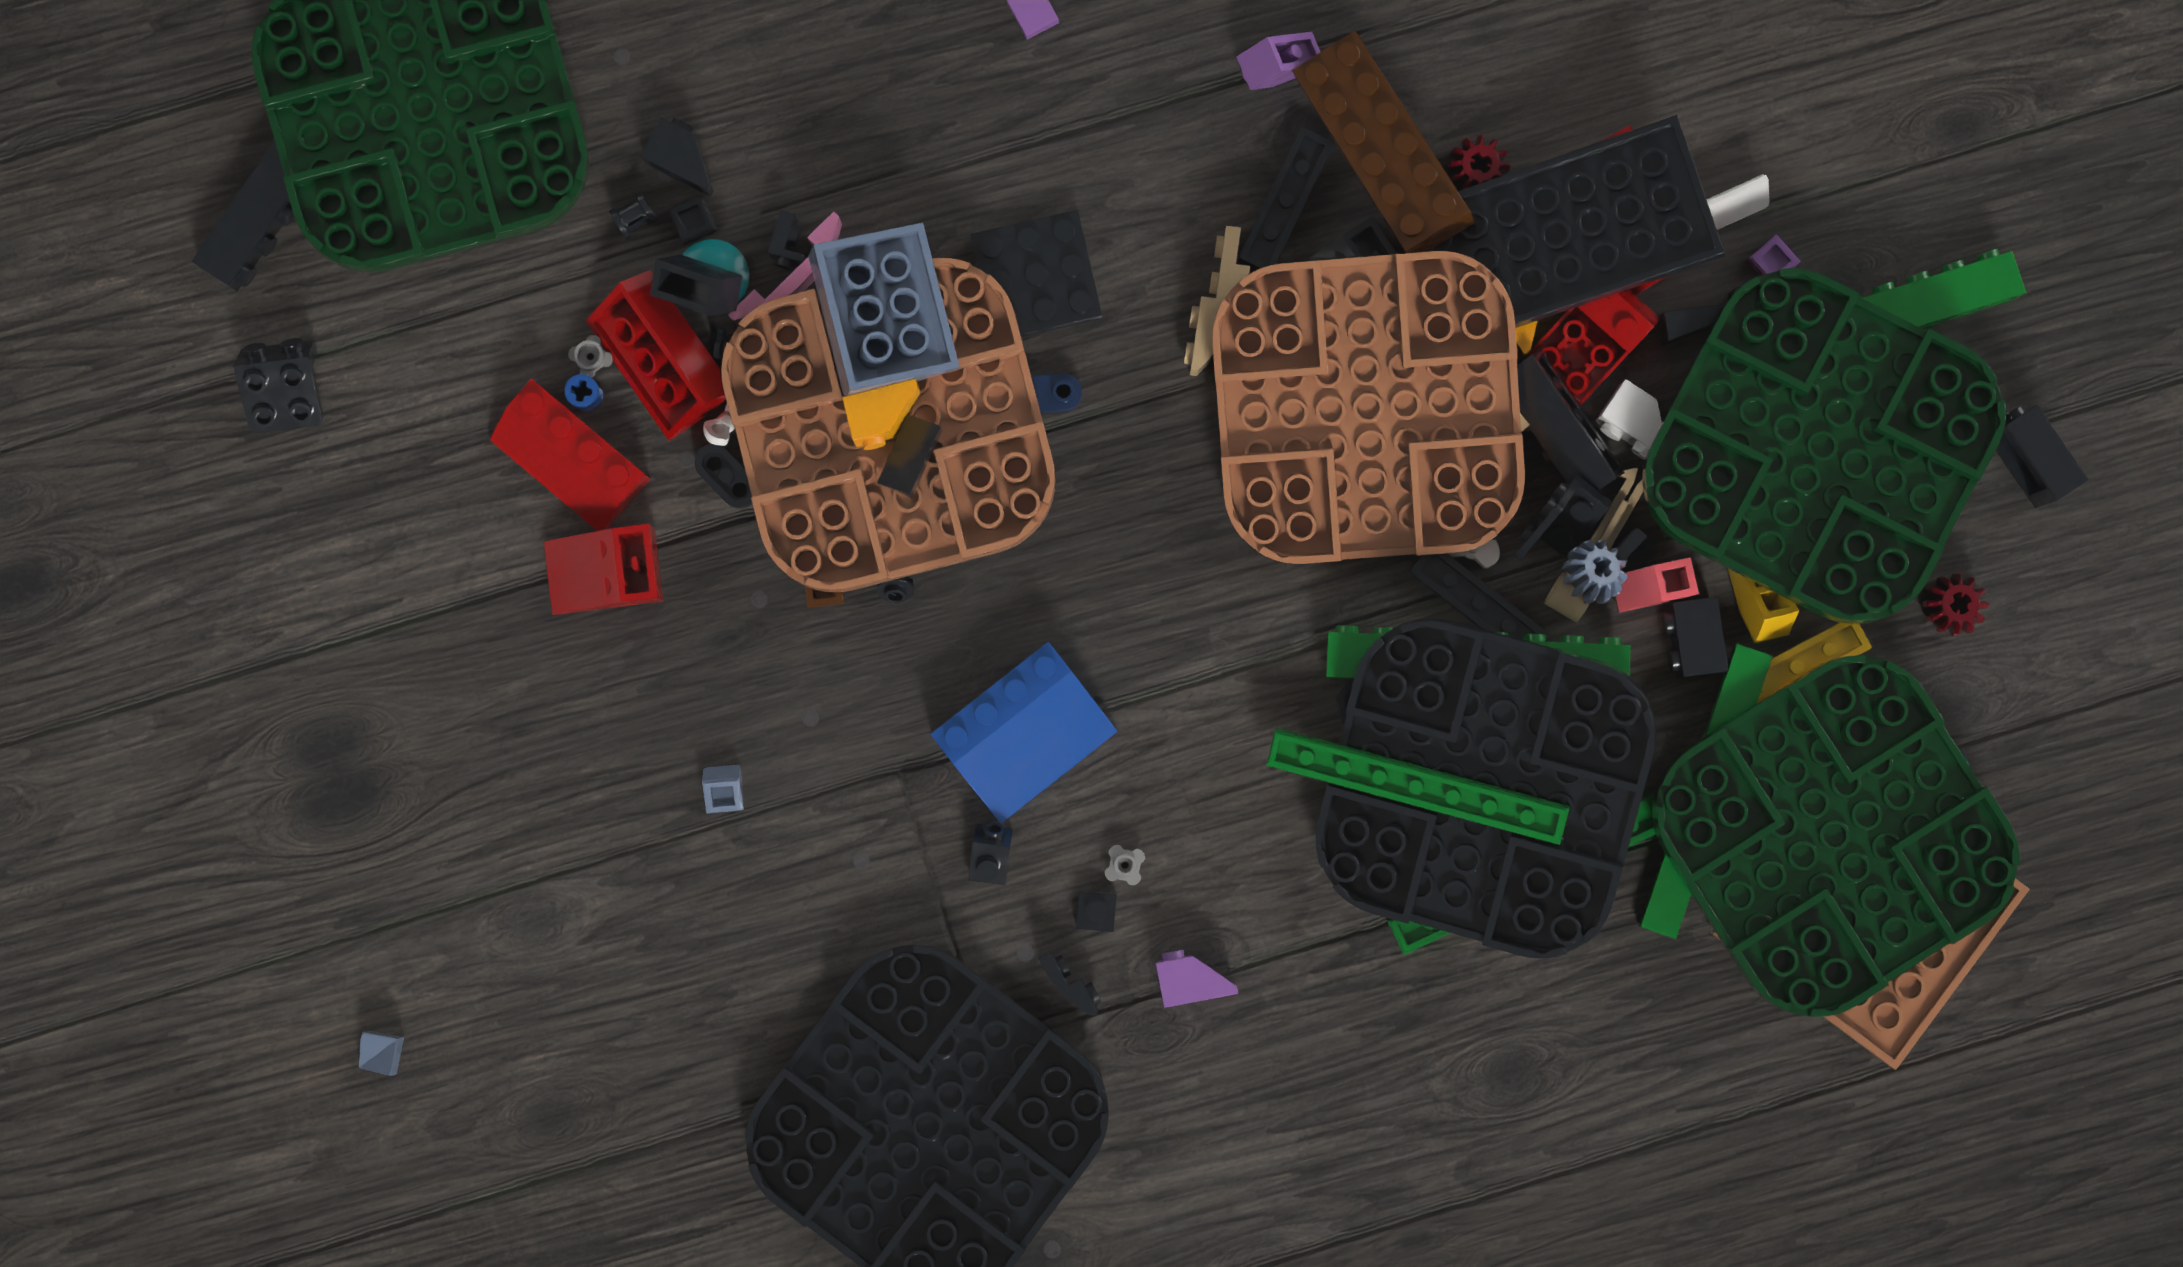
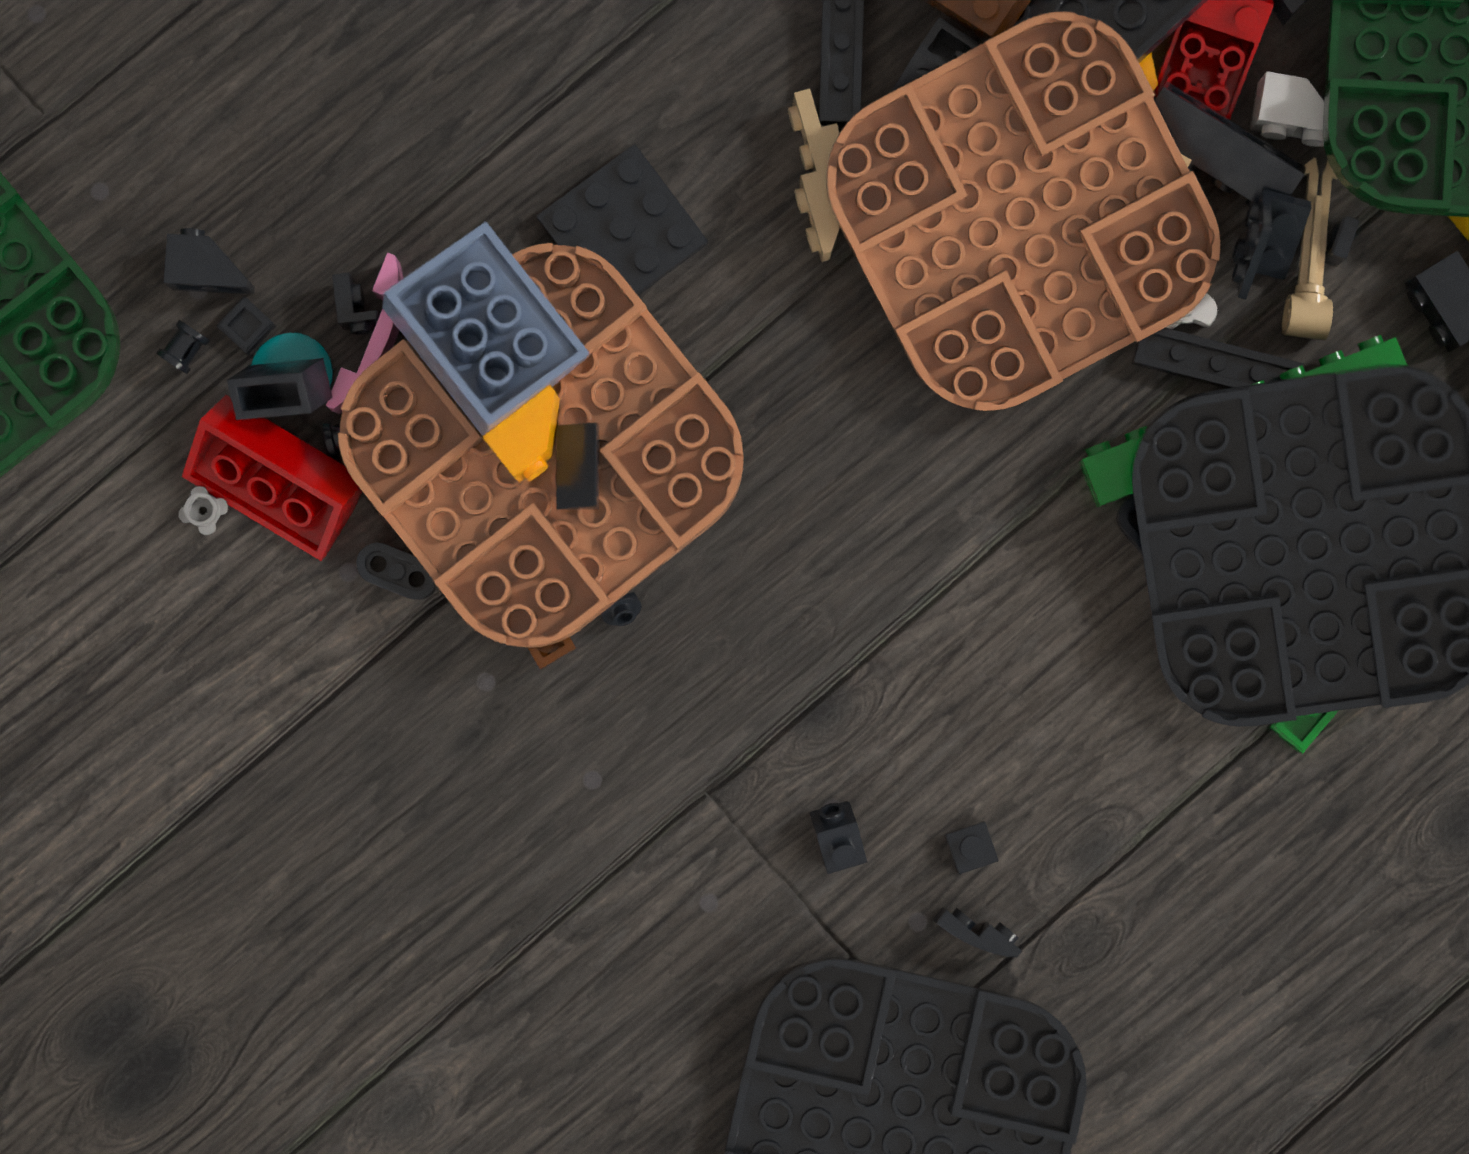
camera: 25 degrees left, 0 degrees up
(567, 457) = (225, 623): red slope -> none
(578, 383) = (202, 543): blue bush -> none
(604, 569) = (313, 722): red slope -> none
(718, 429) = (368, 527): white piece -> none
(723, 788) = (535, 892): sand blue slope -> none
(1024, 732) = (818, 698): blue slope -> none
(1048, 400) = (684, 337): dark blue plate -> none
(1120, 855) = (969, 781): light grey plate -> none
(1189, 980) = (1098, 876): medium lavender slope -> none
(1418, 786) = (1247, 575): green tile -> none
(1596, 558) = (1325, 279): sand blue gear -> none
(1657, 585) = (1388, 267): coral slope -> none

